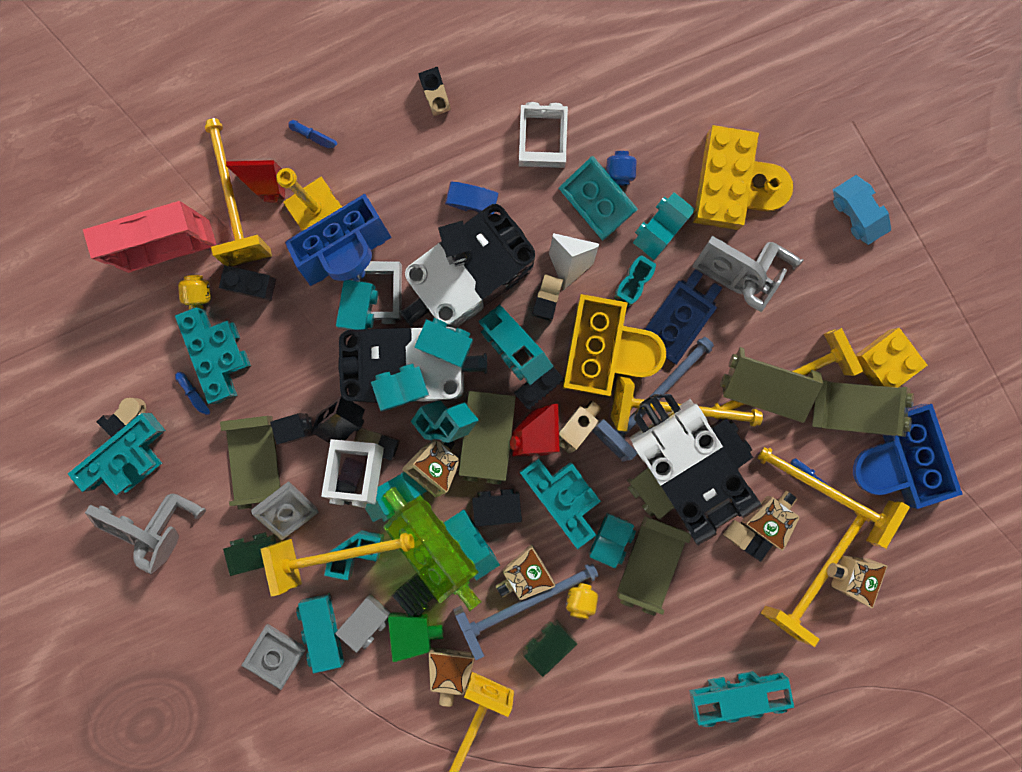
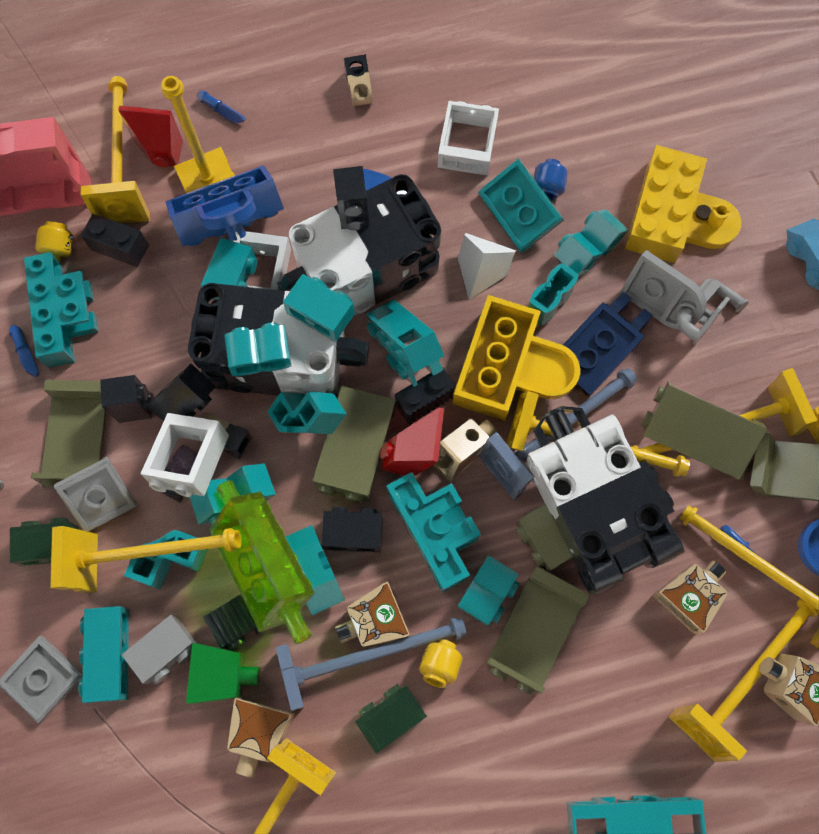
camera: 10 degrees right, 15 degrees down
(433, 467) = (284, 466): torso -> none
(547, 298) = (448, 303): leg -> none
(747, 540) = (659, 616): leg -> none

